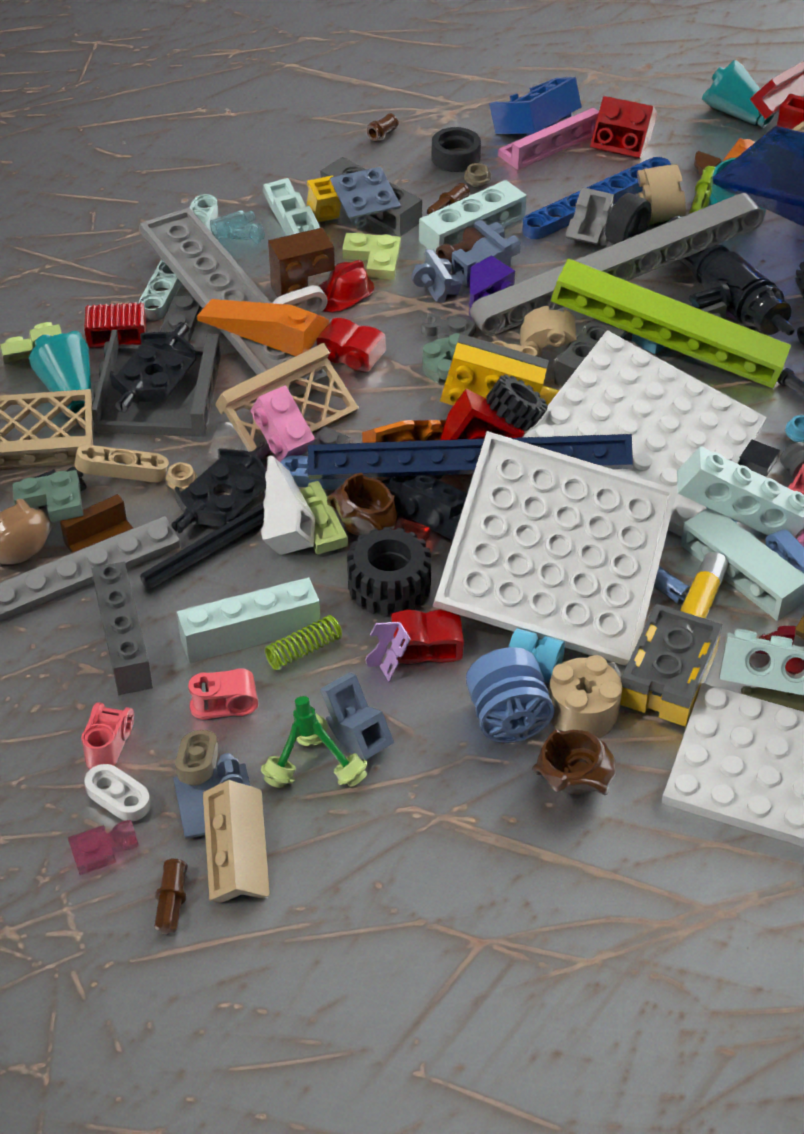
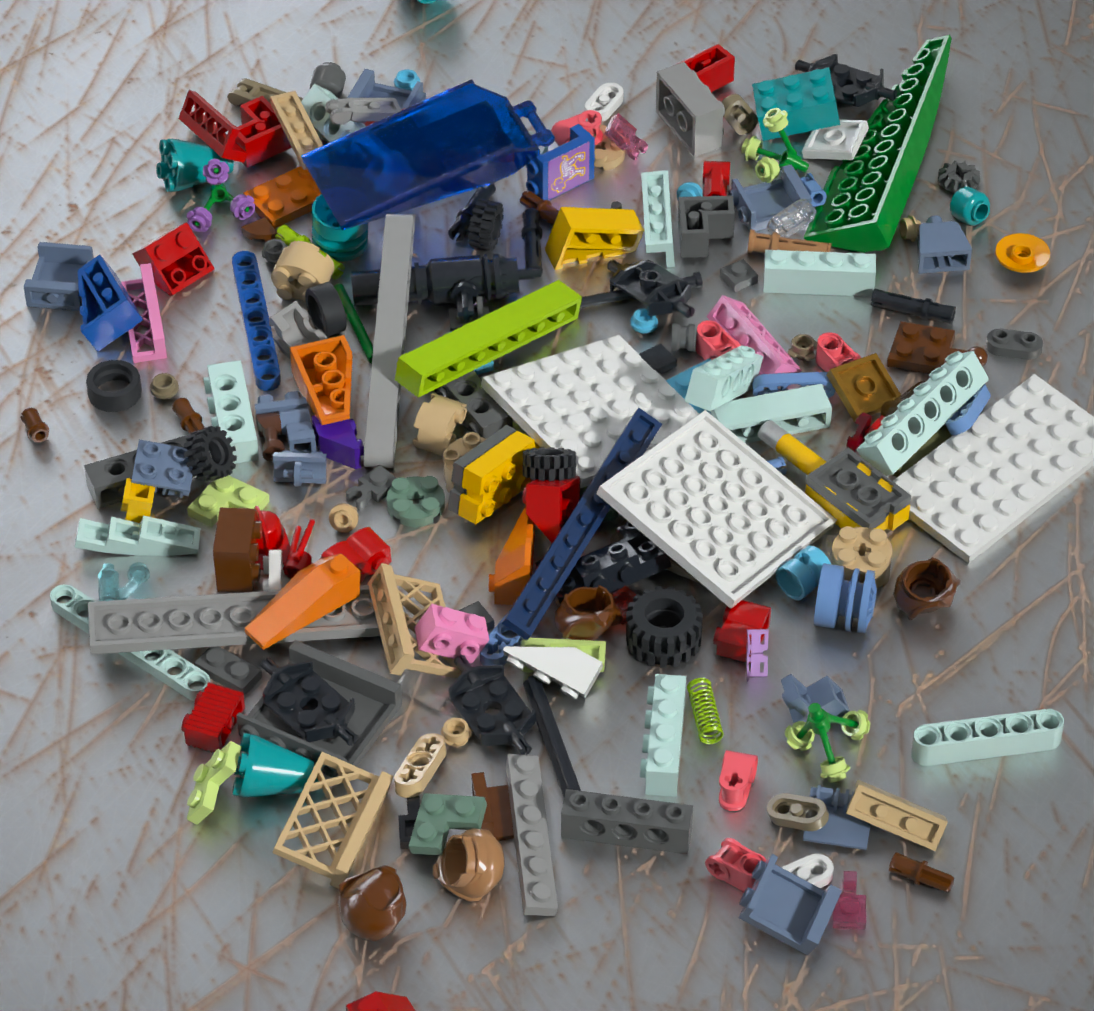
camera: 65 degrees left, 0 degrees up
(57, 783) = (787, 906): none -> sand blue panel
(325, 308) = (298, 559): none -> red plant
(396, 910) = (987, 737): none -> light aqua beam
(397, 322) = (343, 517): none -> tan plate
(412, 205) = (199, 458): none -> black tyre
(528, 77) = (56, 276): none -> sand blue panel
(538, 244) = (324, 377): none -> orange wedge
(689, 178) = (272, 250): none -> dark grey plate
(721, 140) = (241, 205): none -> medium lavender plant

